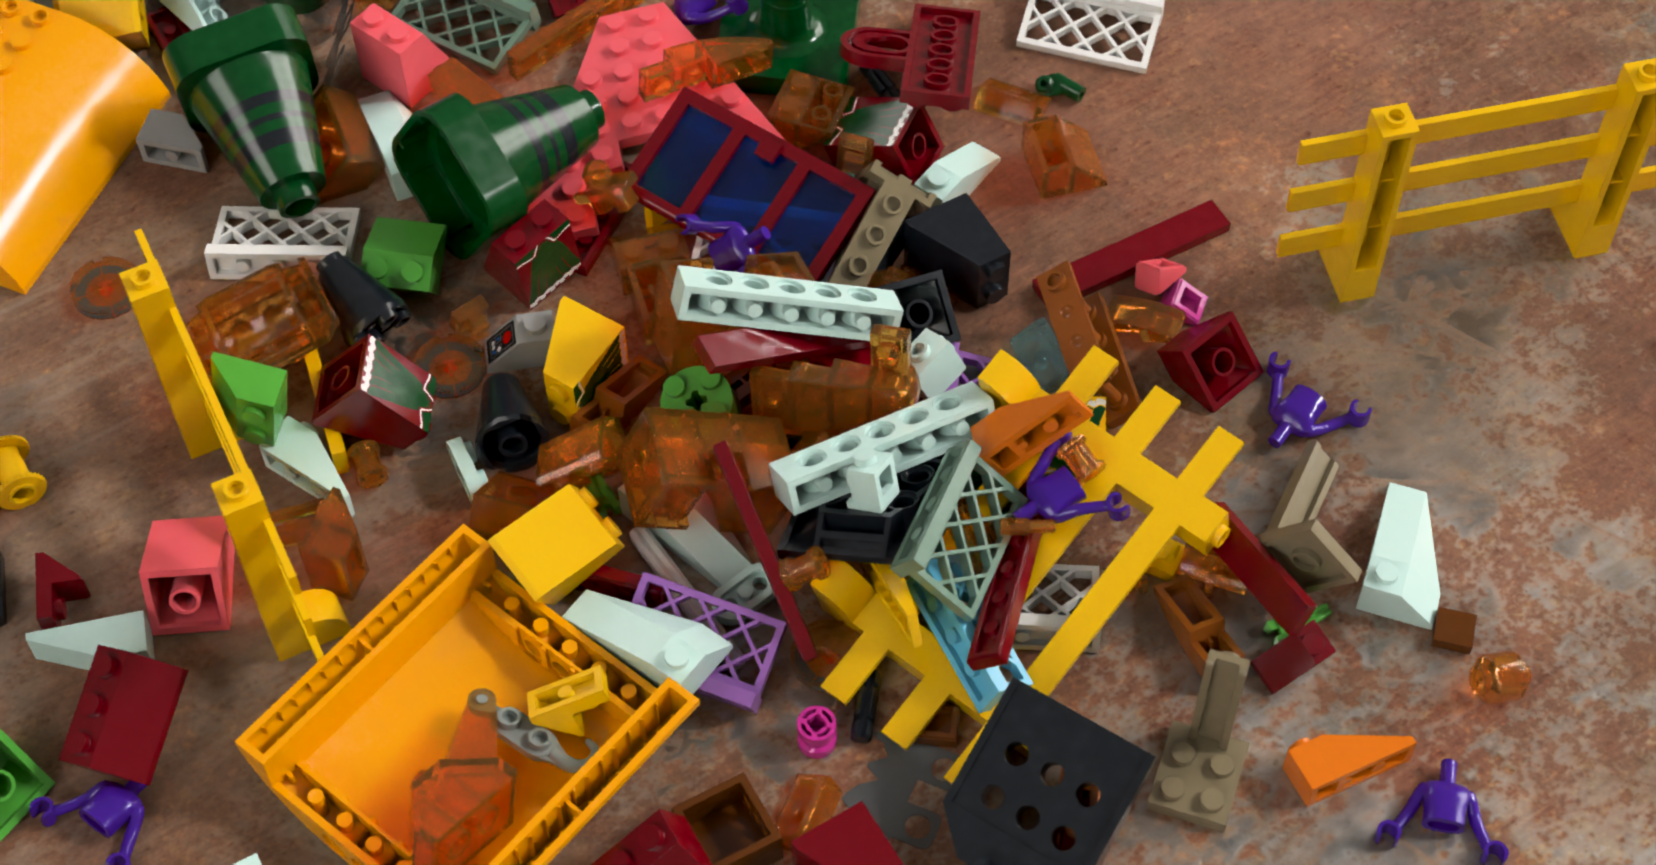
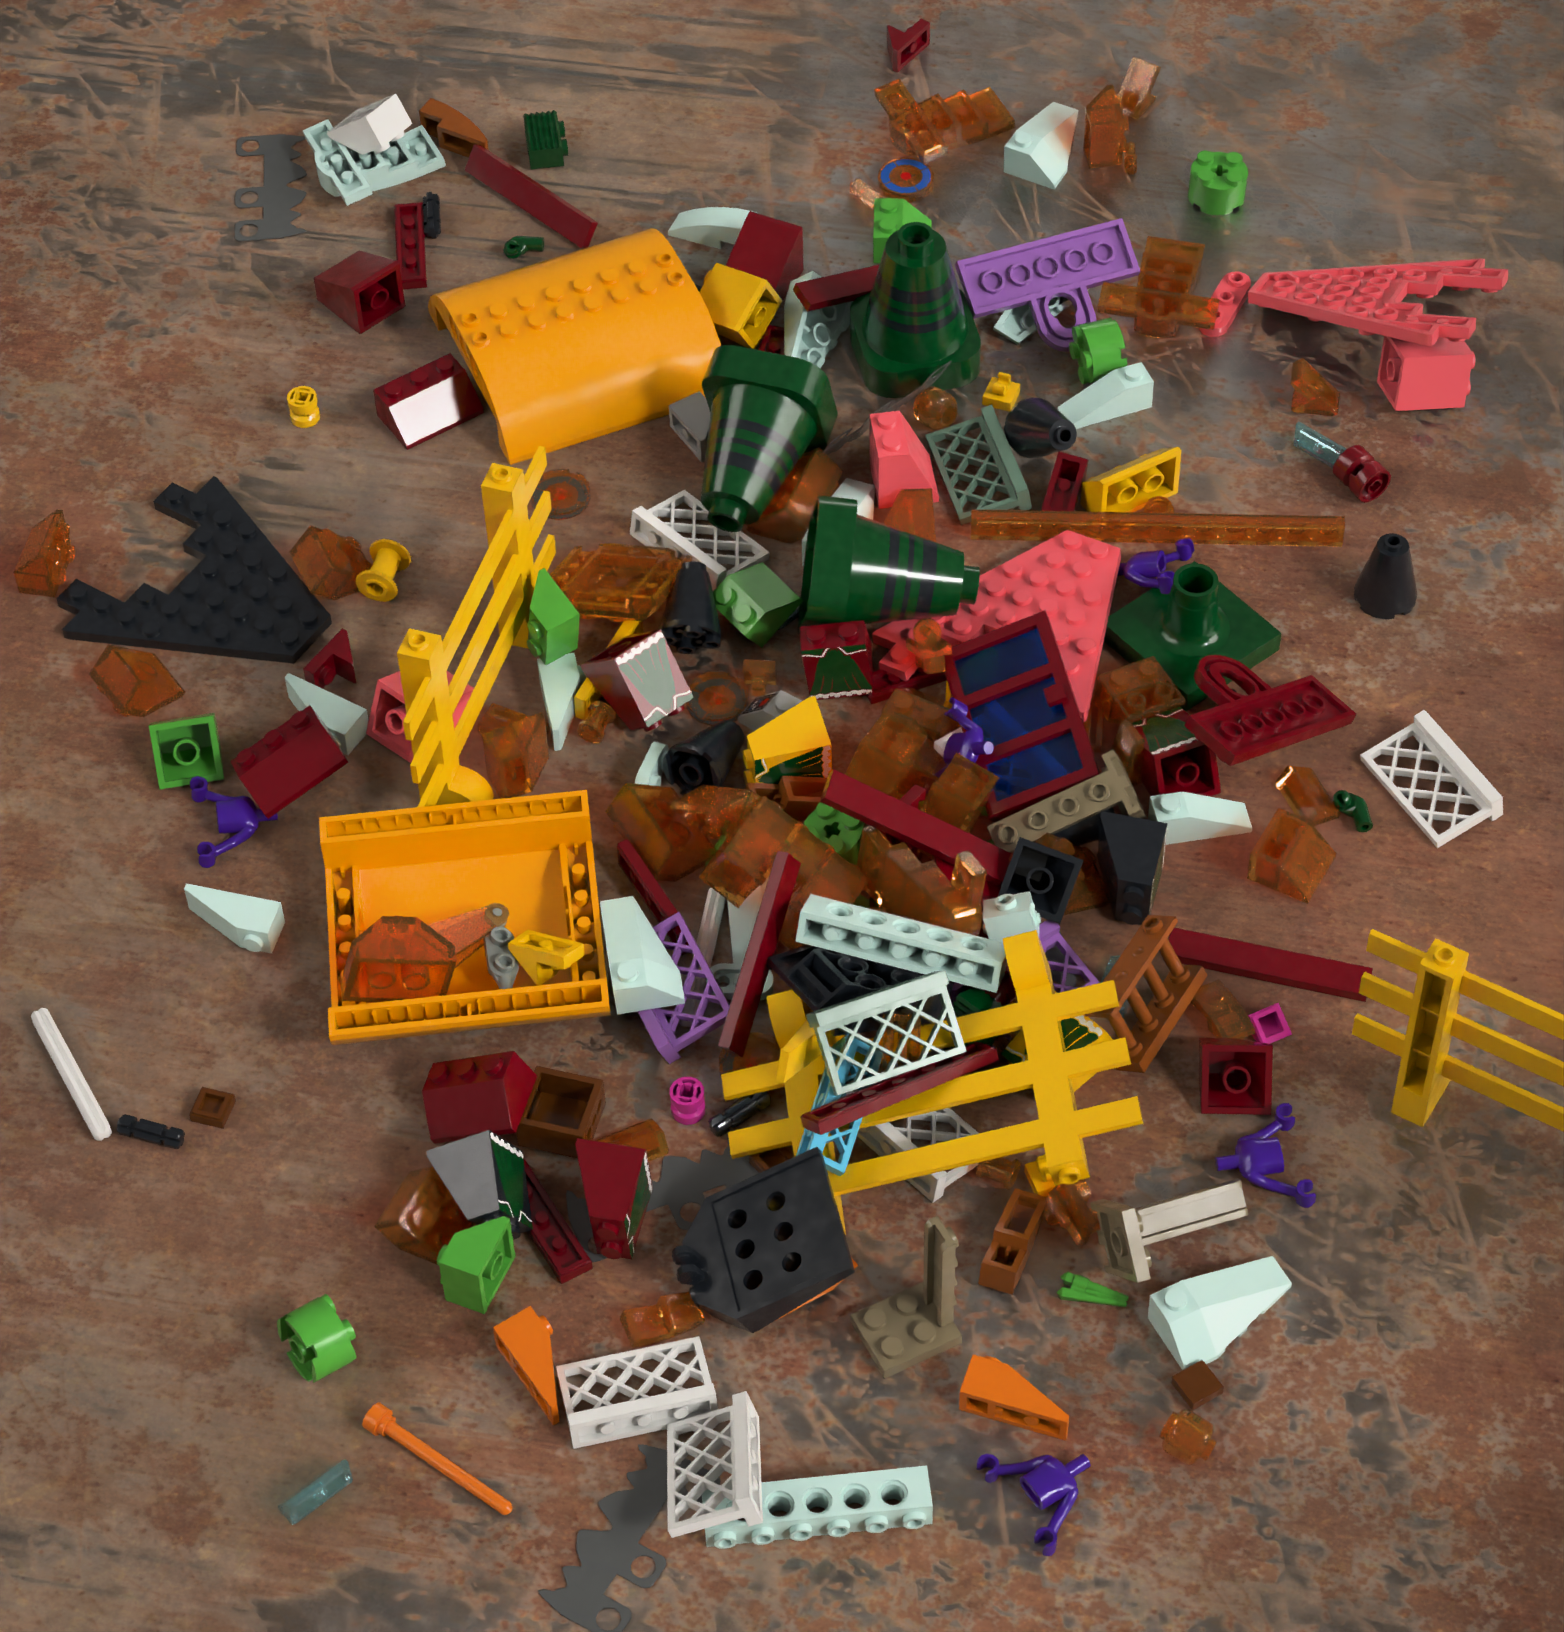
camera: 45 degrees right, 5 degrees down
(558, 544) = (635, 850): yellow slope -> none
(712, 59) = (1095, 608): clear orange slope -> none
(782, 303) = (928, 796): light aqua brick -> none
(804, 569) = (764, 980): clear orange bush -> none
(872, 480) = (858, 951): light aqua brick -> none
(1024, 526) = (935, 1062): clear orange pin -> none
(1026, 428) = (994, 996): orange slope -> none
(1059, 493) = (982, 1059): dark purple piece -> none
(1080, 459) = (1018, 1046): clear orange bush -> none
(1157, 275) = (1268, 989): coral slope -> none
(1265, 576) = (1079, 1223): dark red tile -> none
(1292, 657) = (1058, 1308): dark red slope -> none

